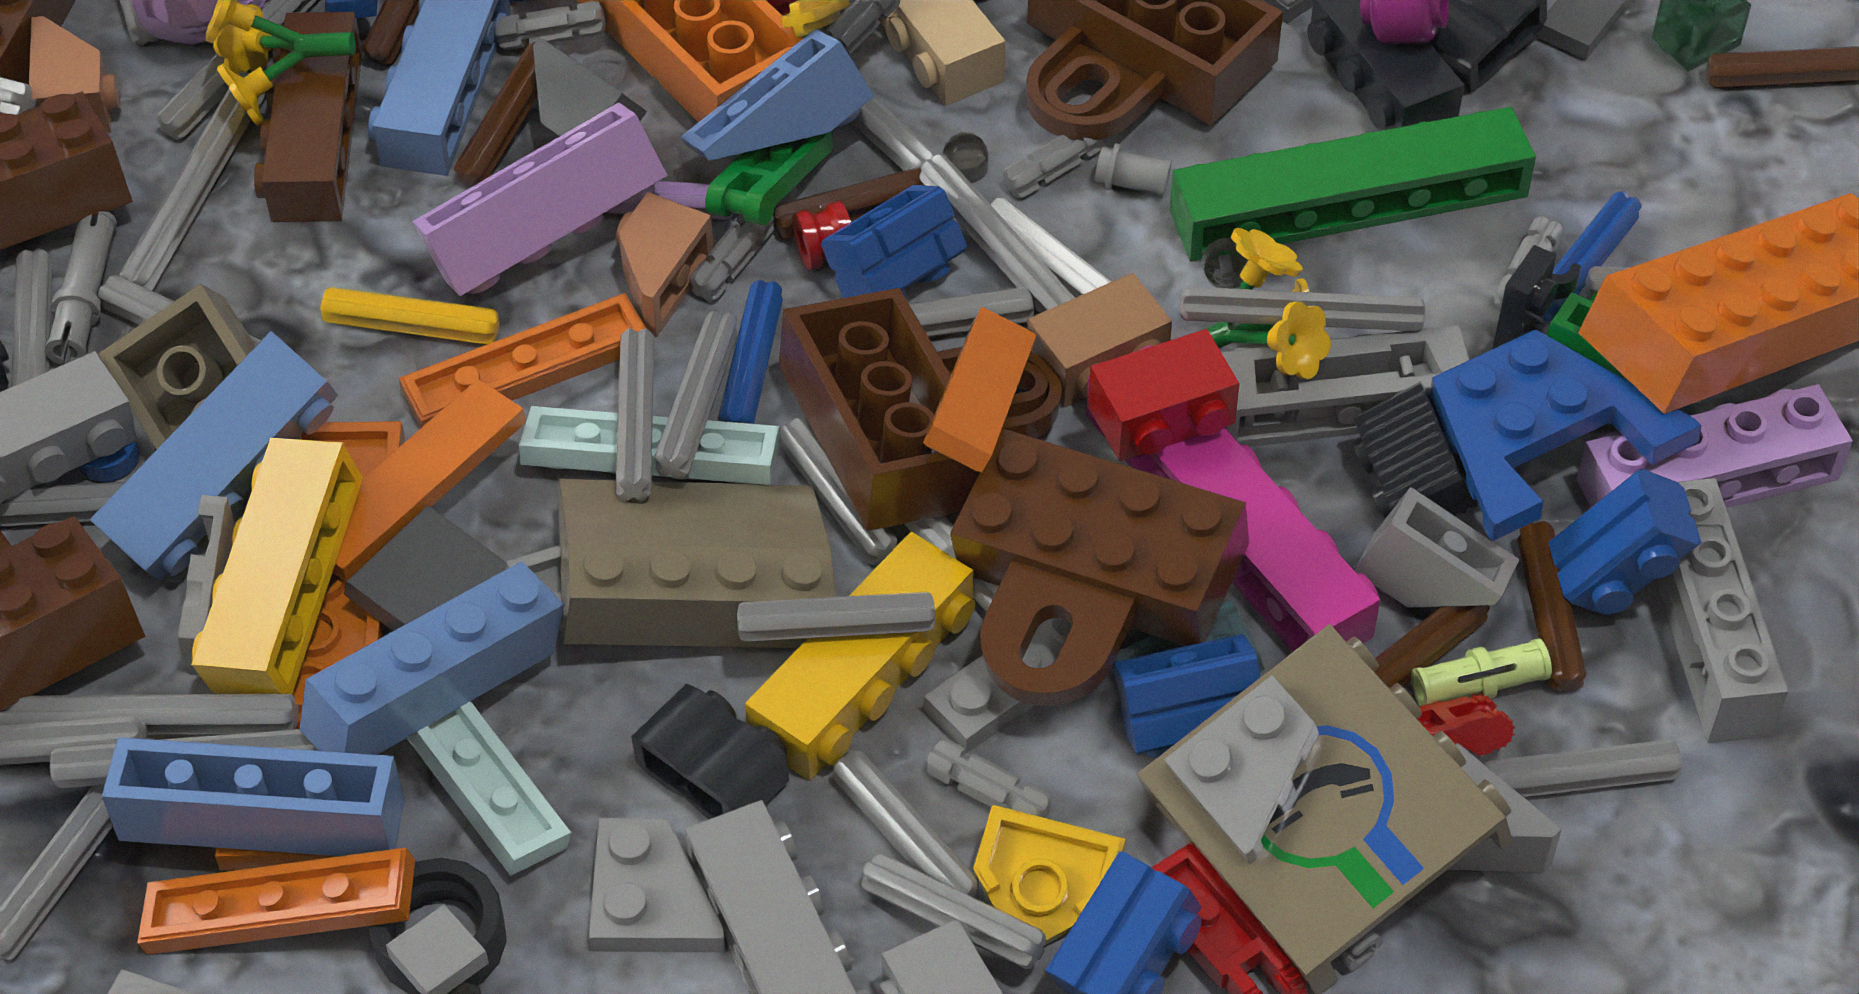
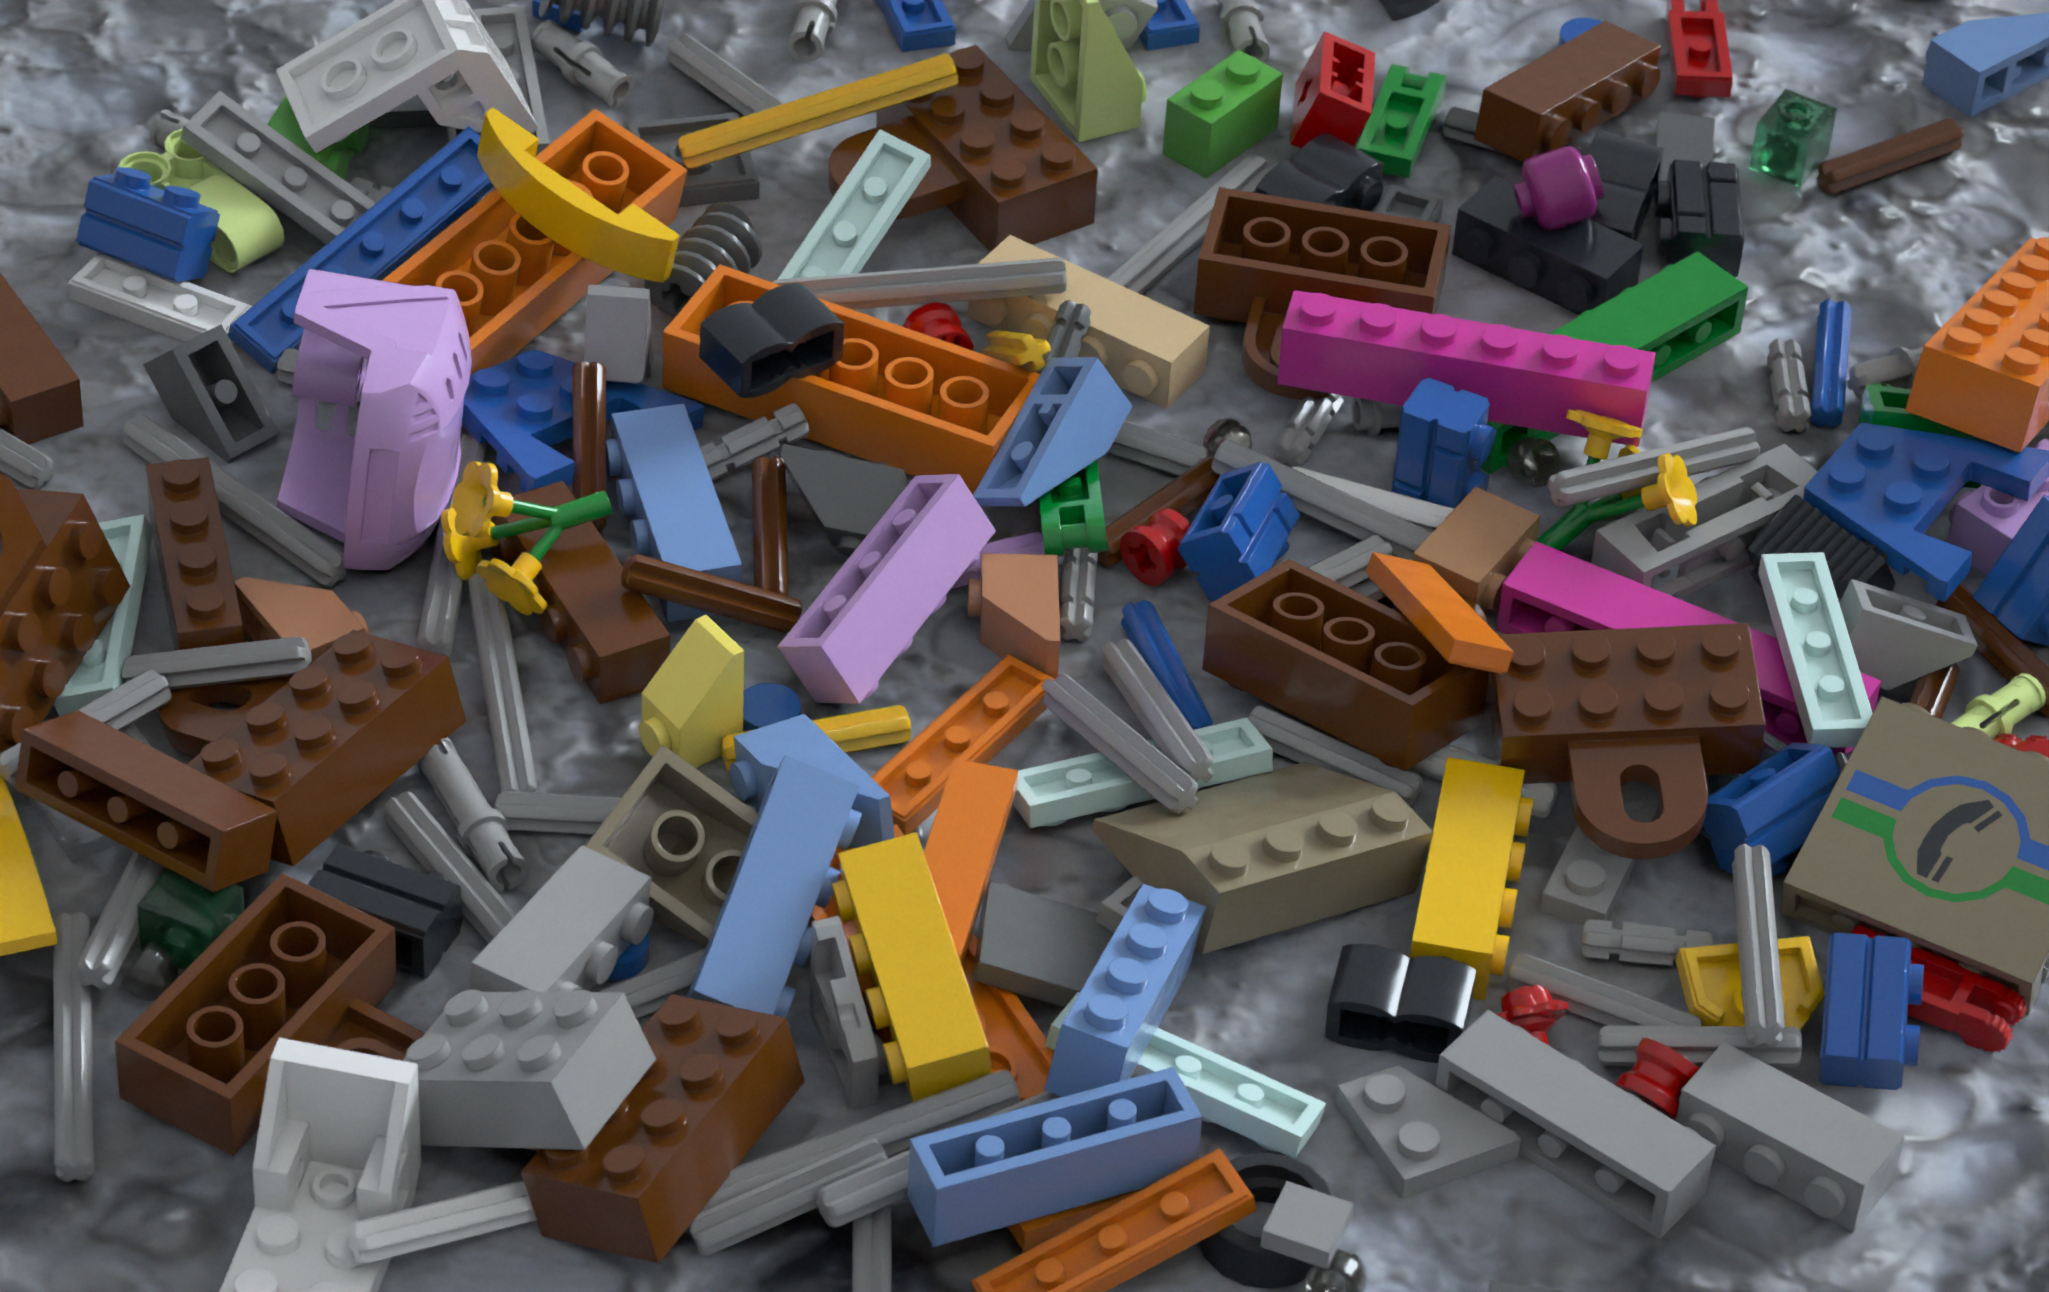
camera: 30 degrees left, 10 degrees down
(309, 248) = (695, 695): none -> light yellow slope
(352, 350) = (798, 737): none -> medium blue slope
(391, 273) = (768, 705): none -> blue tile
(395, 149) = (710, 593): none -> reddish brown axle
(818, 815) = (1532, 1010): none -> red plant
(836, 616) = (1444, 841): light grey axle -> none
(880, 926) = (1658, 1076): none -> red wheel
(1055, 833) = (1758, 945): none -> light grey axle
(1125, 222) = (1442, 444): none -> blue brick
(1163, 395) = (1594, 570): red brick -> none
(1186, 153) = (1524, 374): none -> dark pink brick
(1246, 763) = (1882, 834): light grey wing -> none
(1323, 545) = (1815, 648): none -> light aqua plate
(1531, 293) = (1835, 392): black plate -> none
(1554, 74) = (1700, 213): none -> black brick

